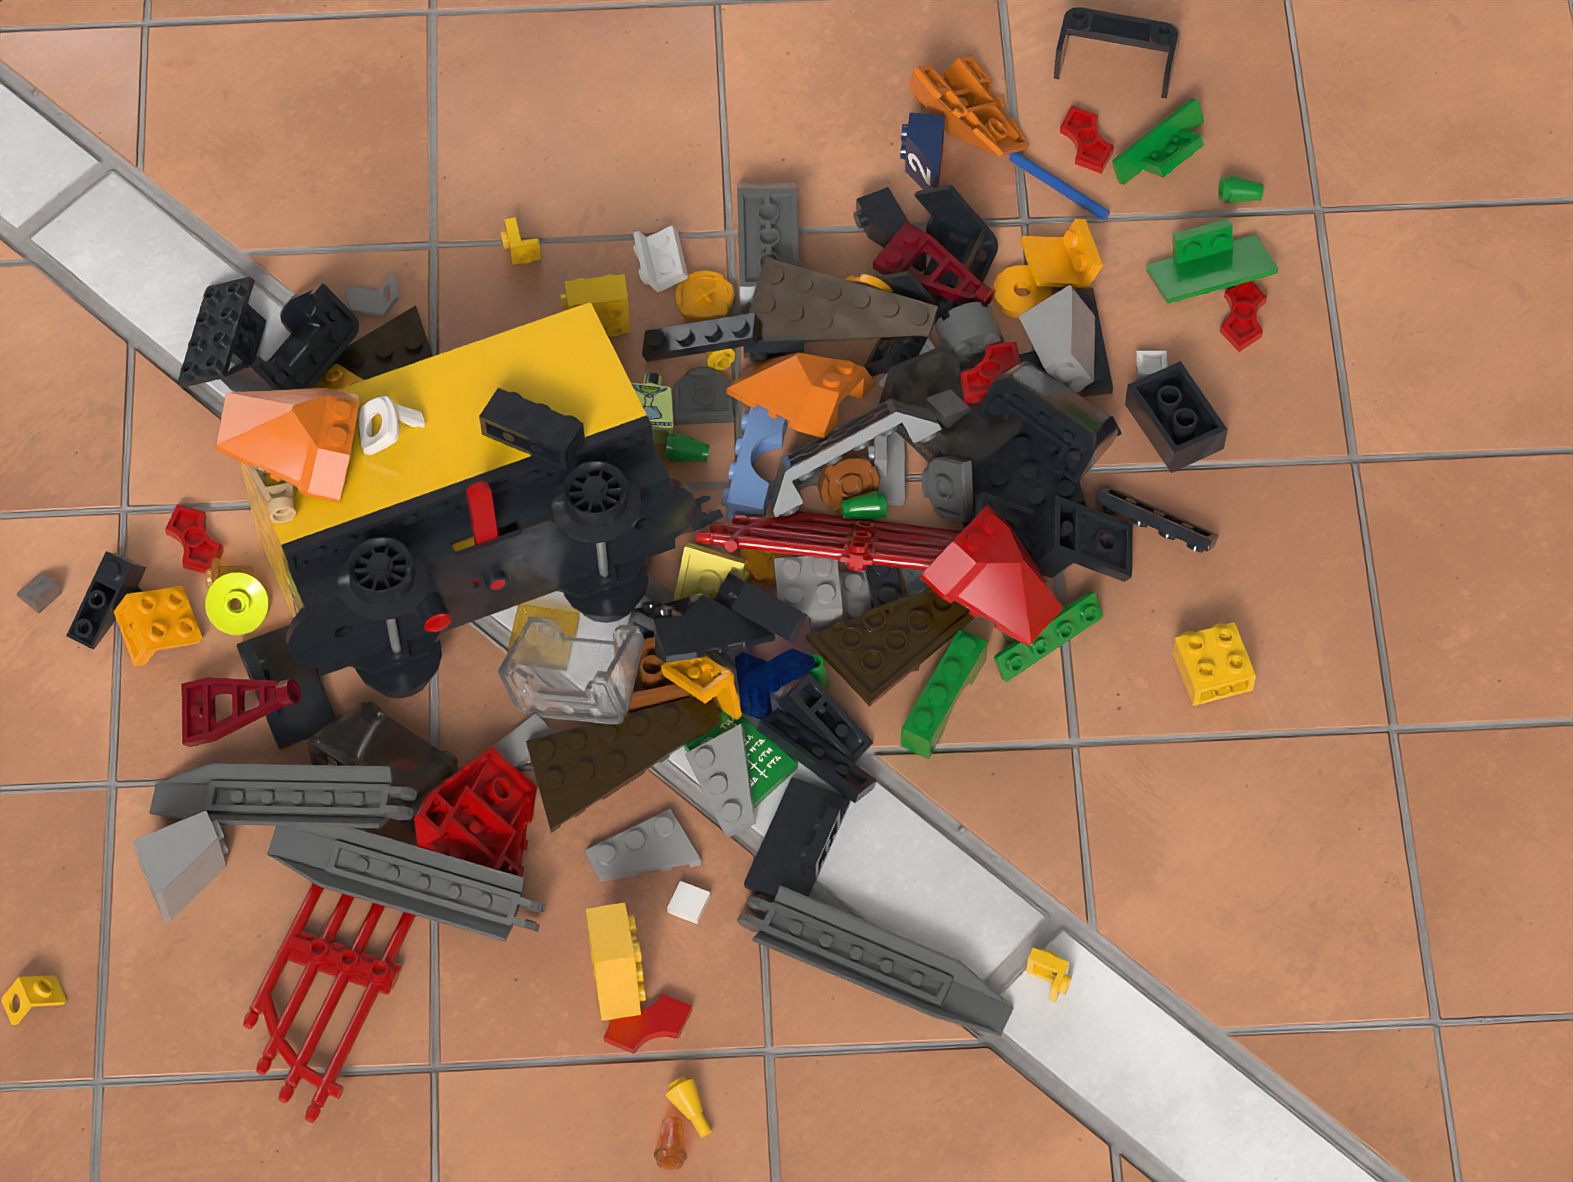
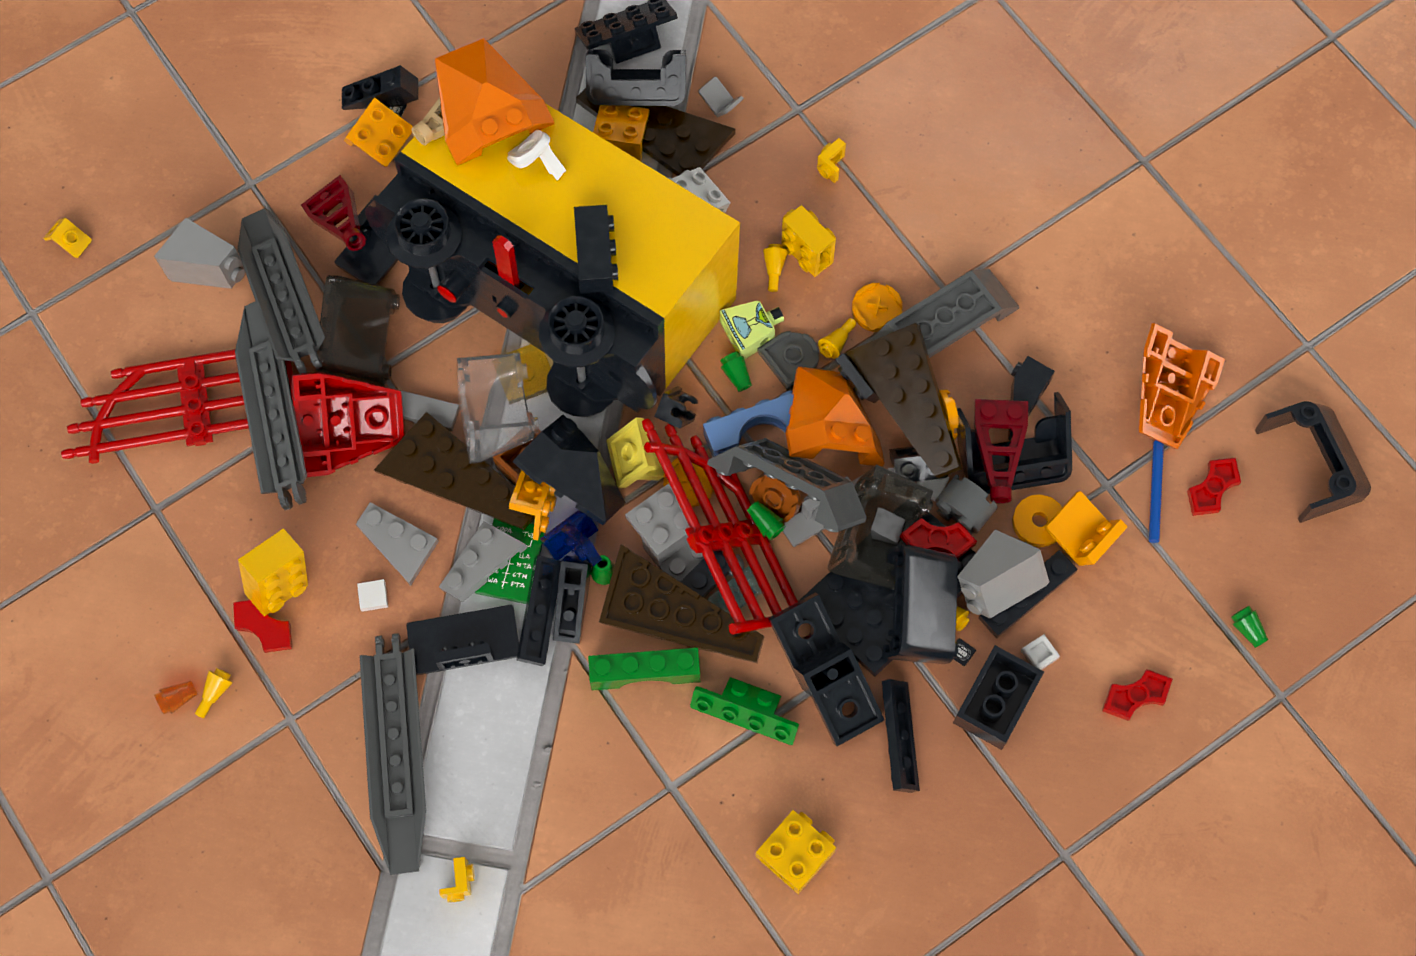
camera: 60 degrees right, 10 degrees up
(40, 592) = (362, 51): flat silver slope -> none
(660, 259) = (884, 257): white bracket -> none
(700, 337) = (831, 324): black plate -> none
(760, 607) = (619, 496): black slope -> none
(923, 148) = (1109, 377): dark blue slope -> none
(950, 487) = (820, 570): dark grey tile -> none
(994, 578) = (747, 647): red wedge -> none
(1163, 146) = (1248, 546): green bracket -> none
(1209, 261) = (1162, 643): green bracket -> none

